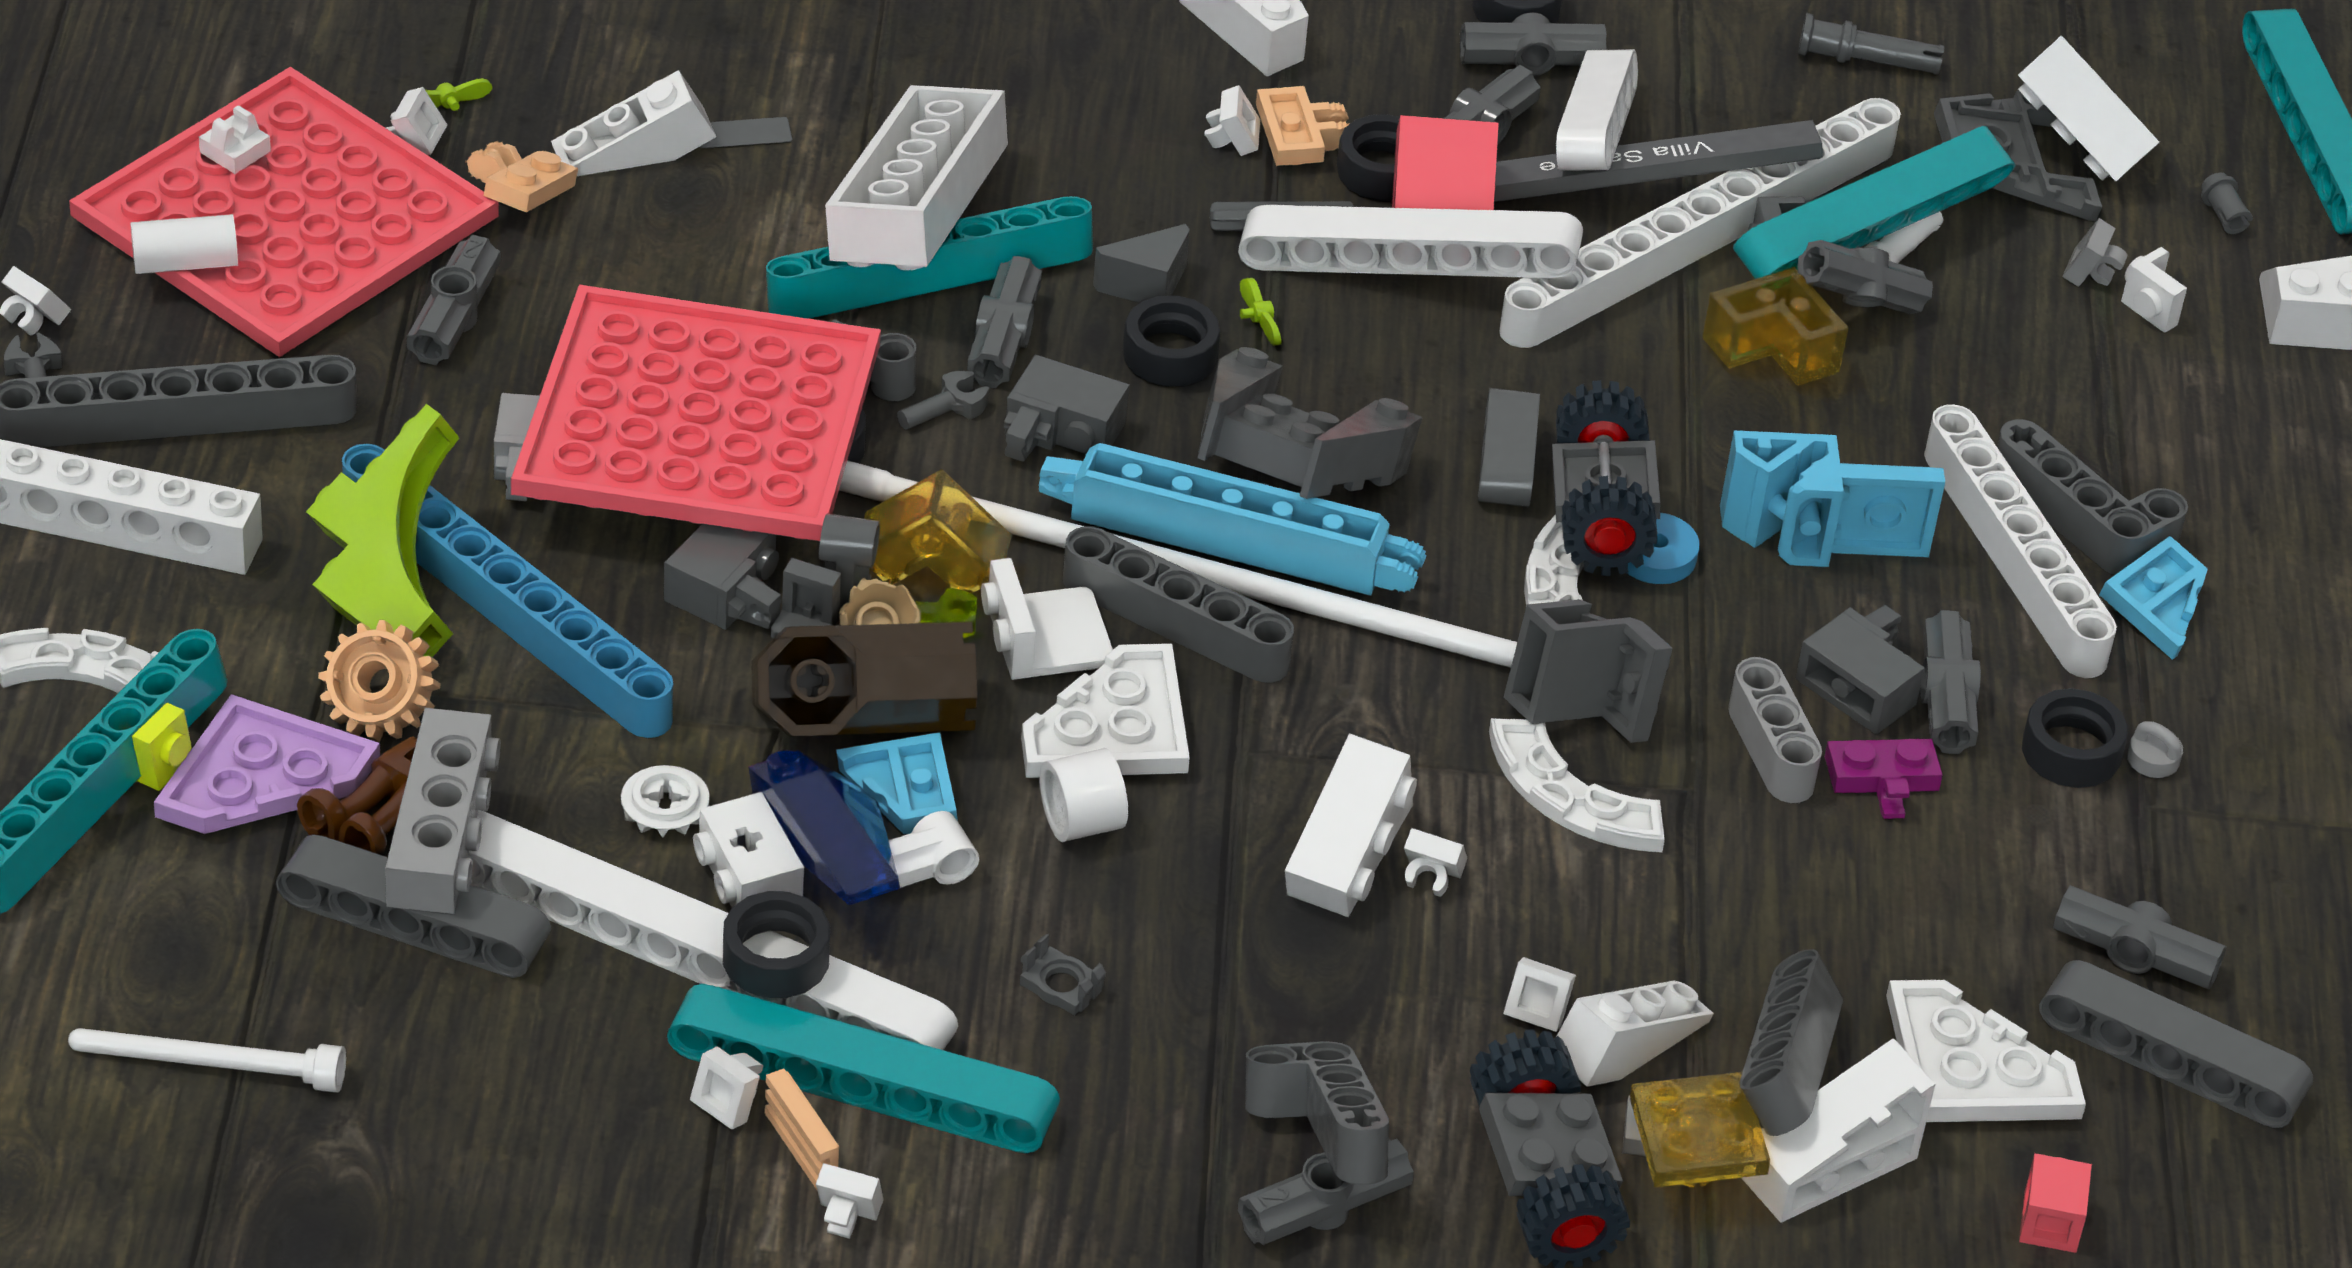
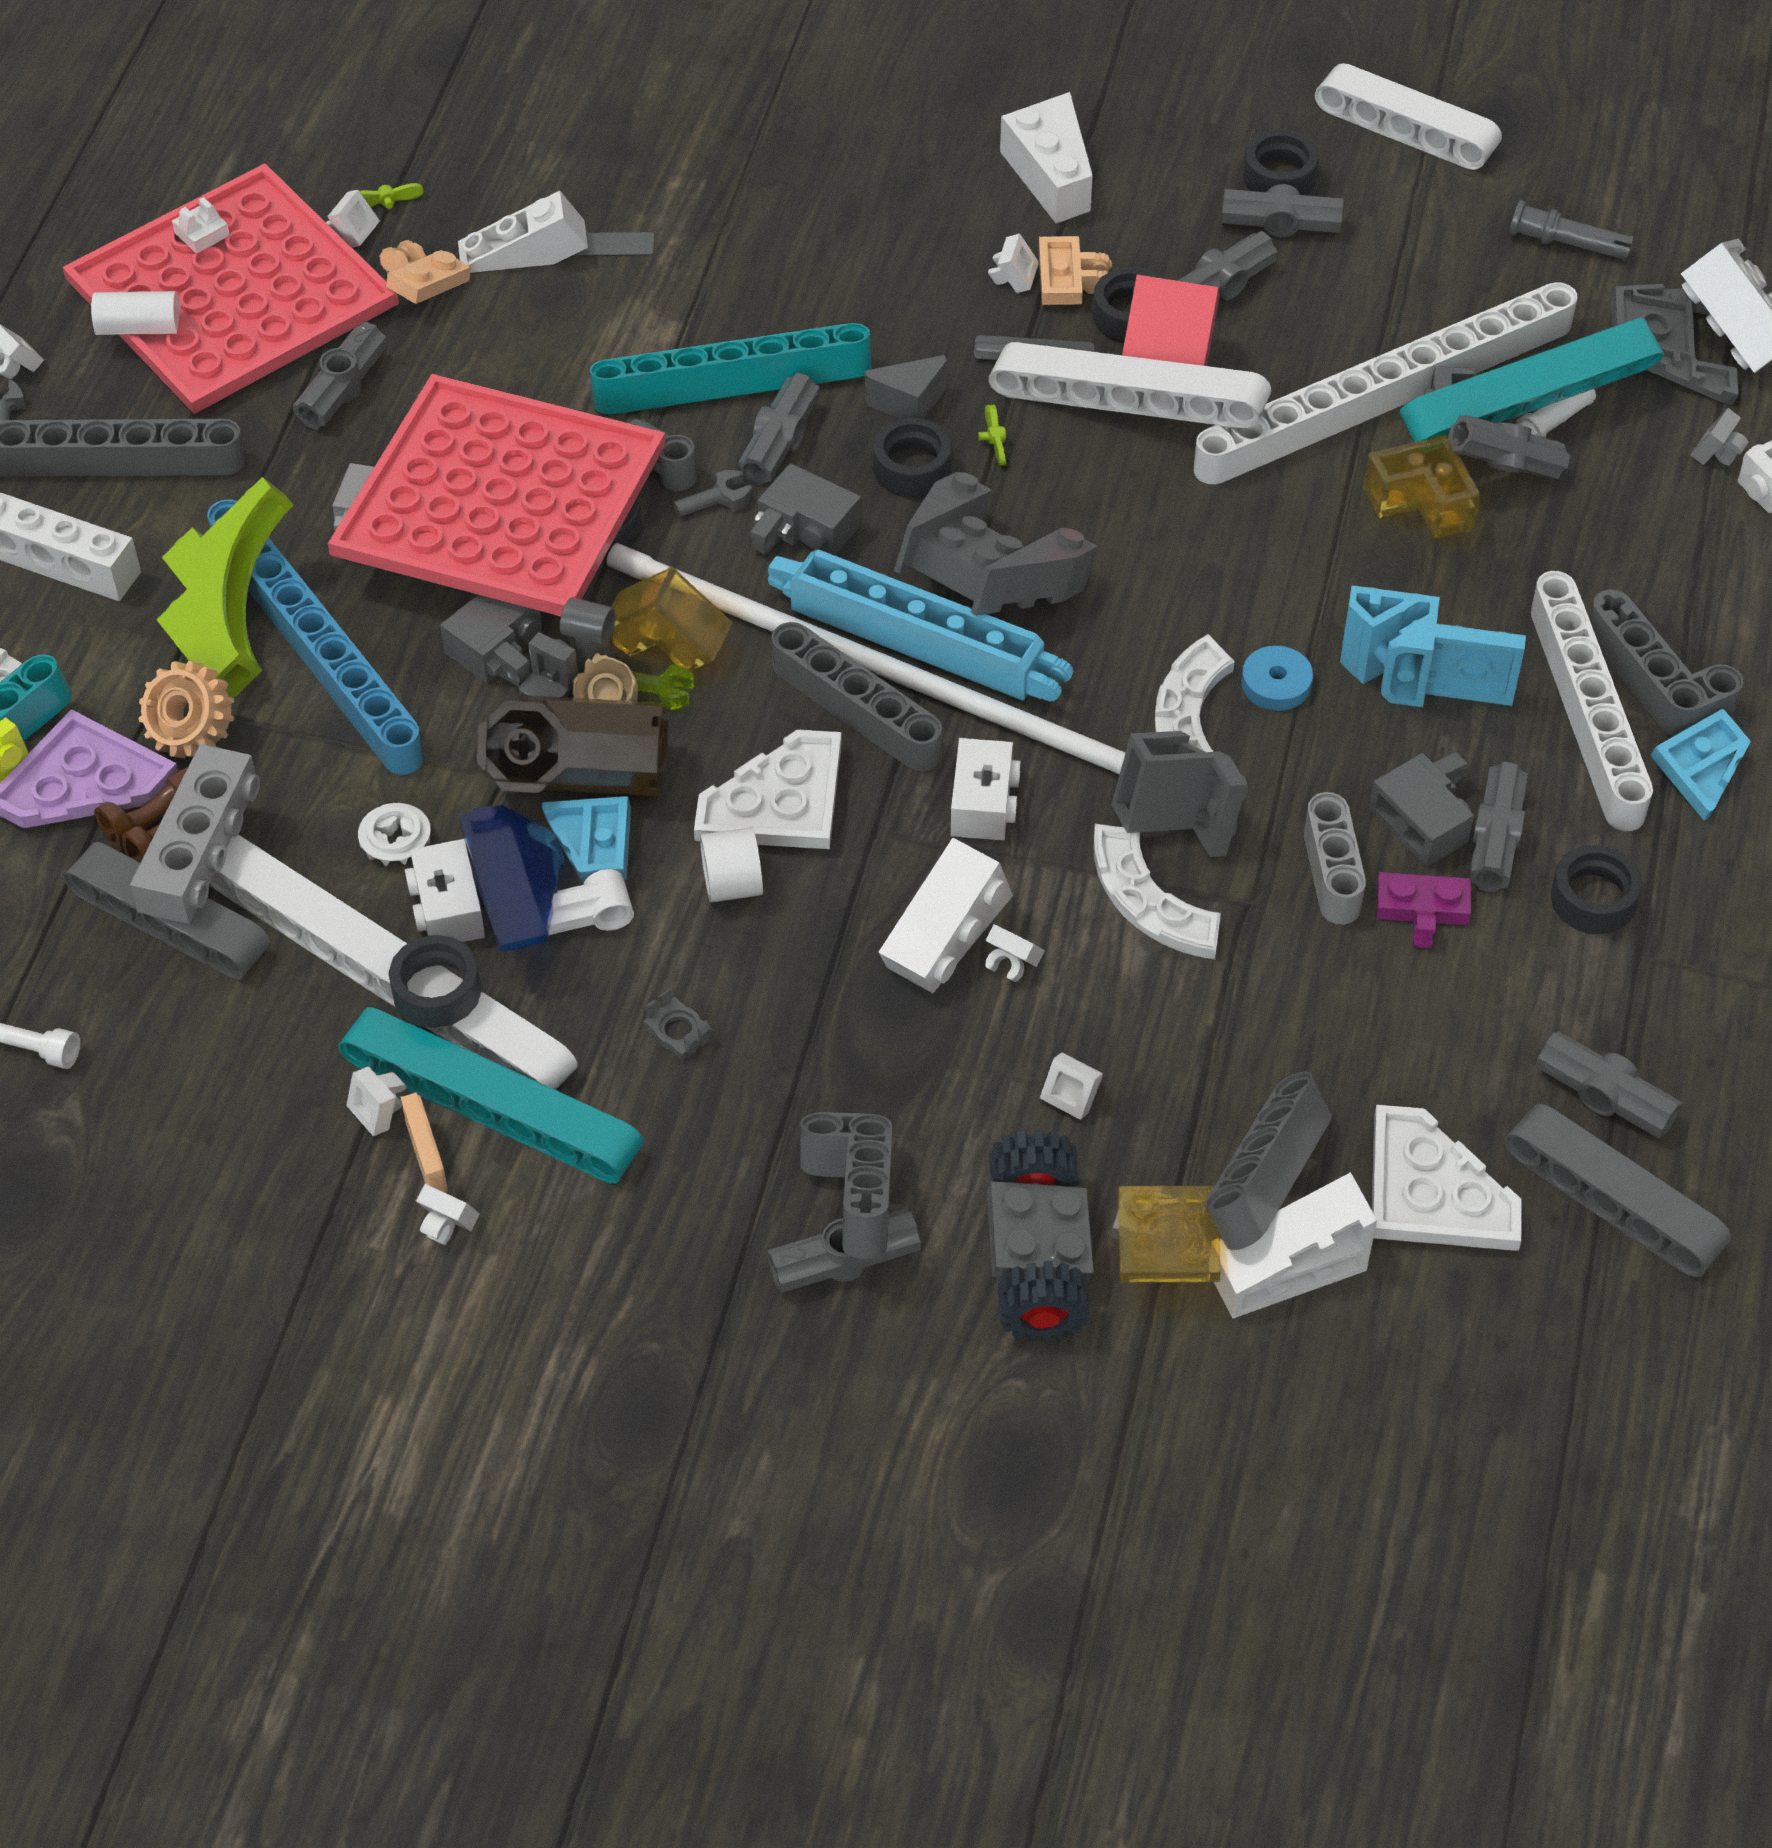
camera: 15 degrees right, 10 degrees up
(916, 176) = (727, 298): white brick -> none
(1043, 629) = (741, 708): white bracket -> none
(1353, 689) = (982, 789): none -> white brick
(1509, 447) = (1170, 576): dark grey beam -> none
(1597, 110) = (1316, 277): white beam -> none
(1605, 478) = (1240, 615): plate -> none
(1629, 1027) = (1138, 1125): white slope -> none
(1664, 160) = (1354, 326): dark grey tile -> none
(2055, 1203) = (1472, 1331): coral brick -> none
(2154, 750) = (1665, 907): light grey tile -> none

